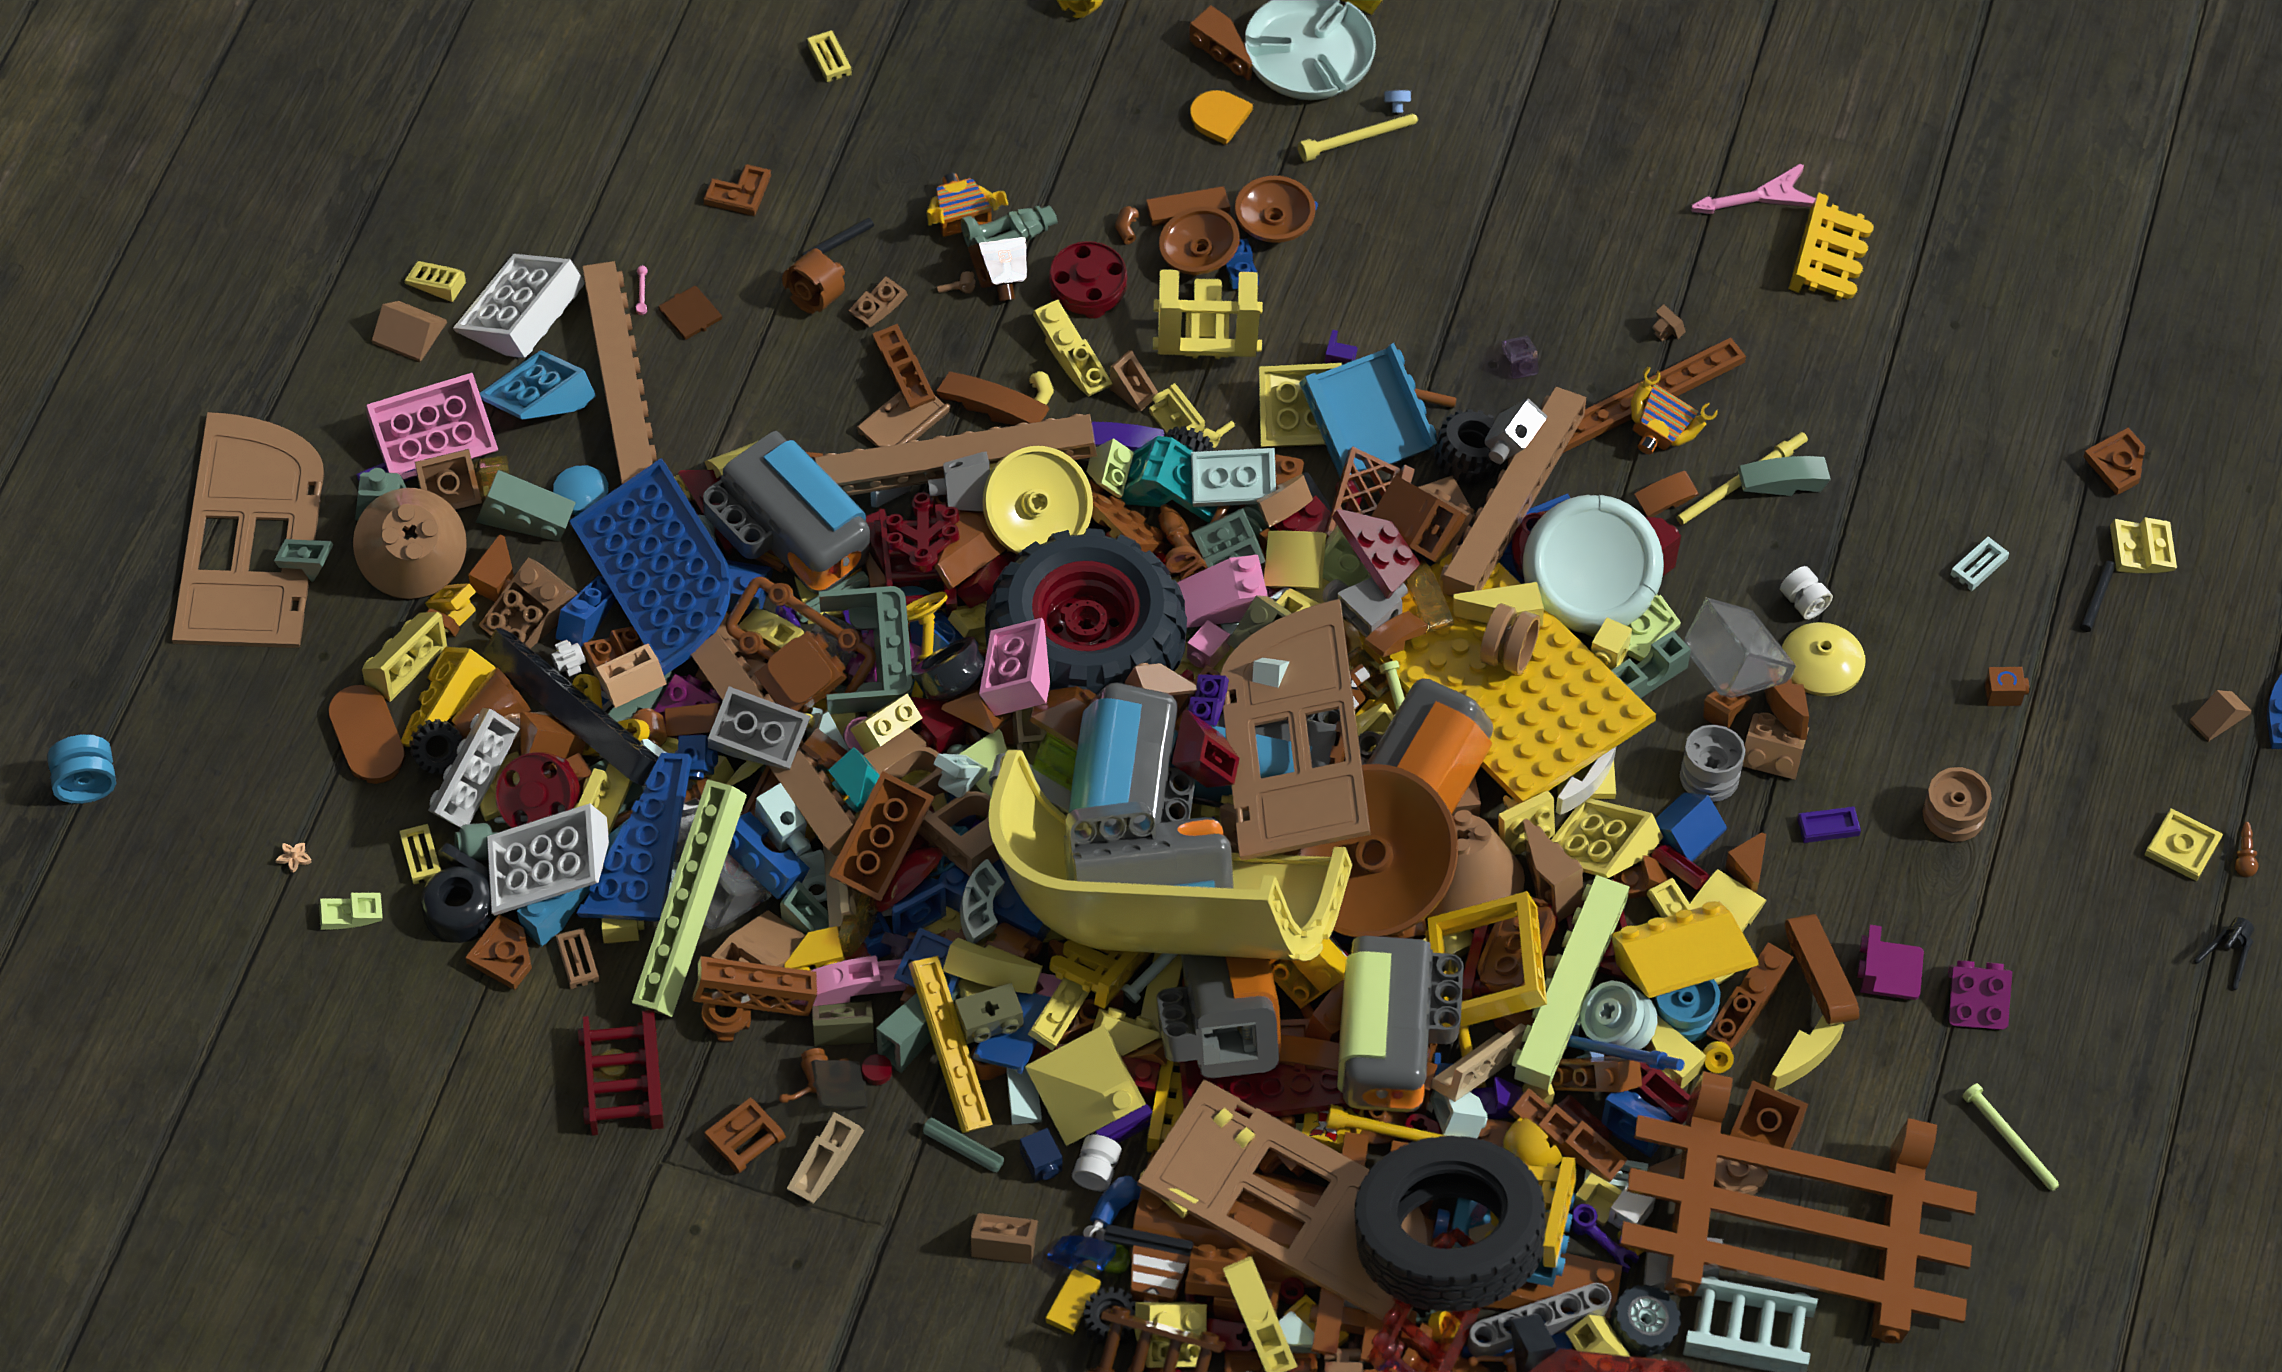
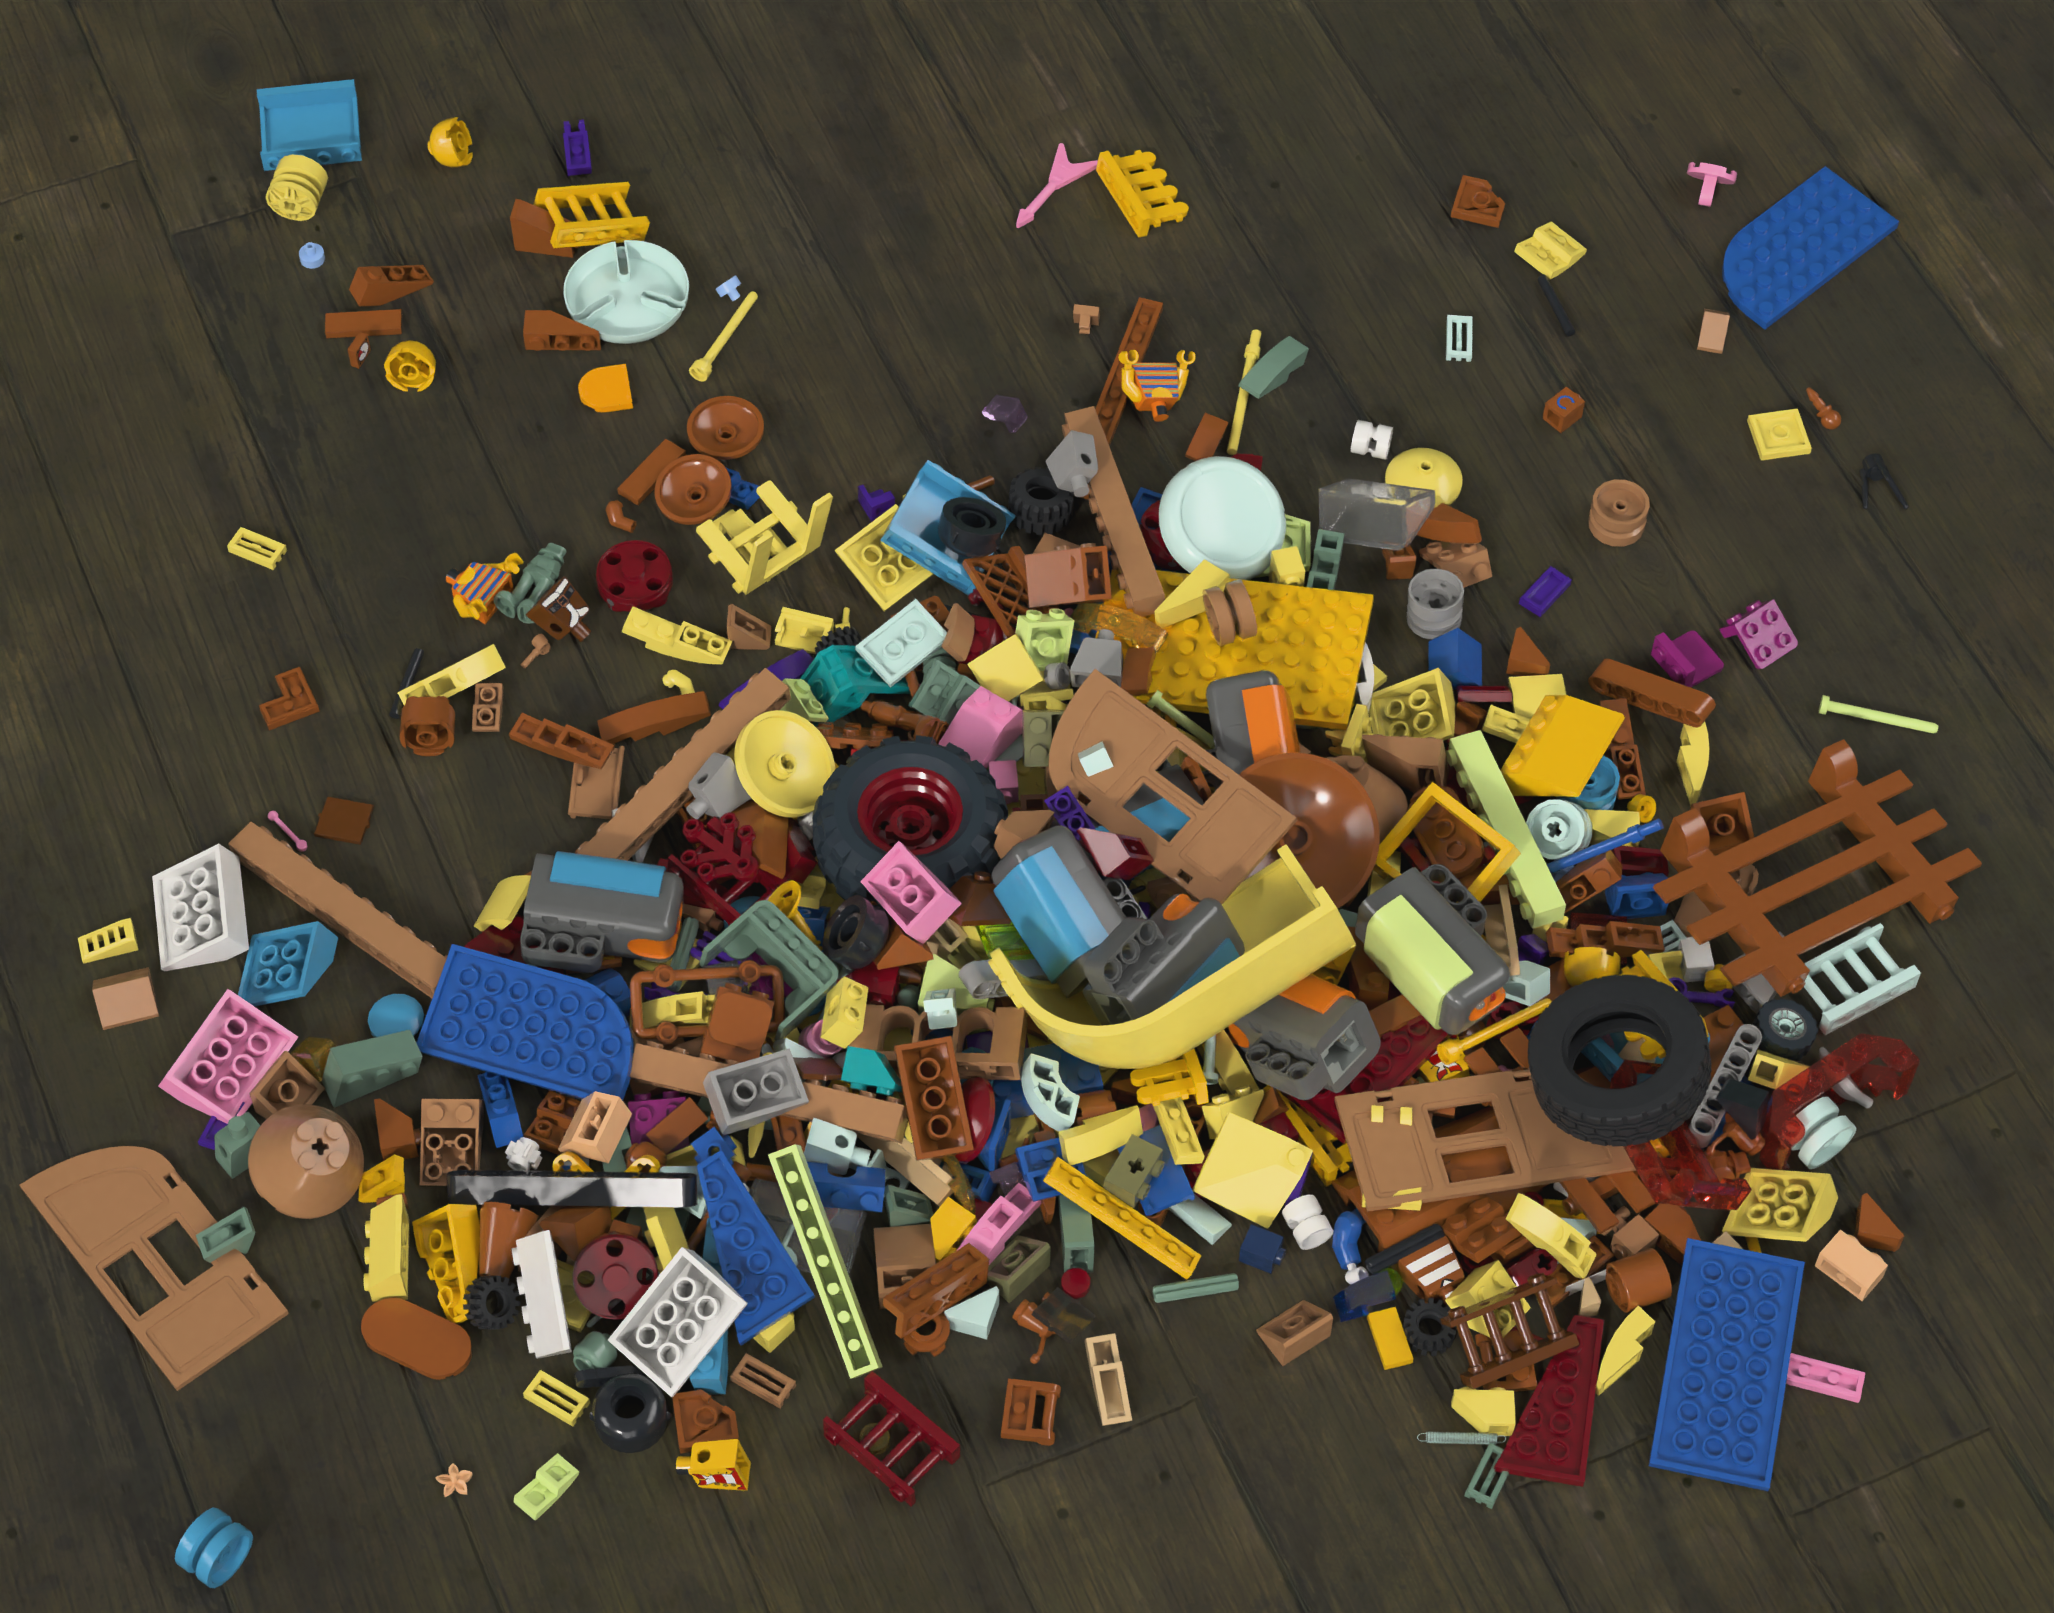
camera: 40 degrees left, 0 degrees up
(473, 981) = (717, 1465): none -> yellow torso
(777, 1032) = (975, 1314): none -> light aqua slope
(875, 260) = (457, 676): none -> light yellow slope
(1378, 548) = (1070, 616): wing -> none
(1382, 423) = (971, 527): none -> black piece
(1441, 1222) = (1594, 1070): blue tile -> none

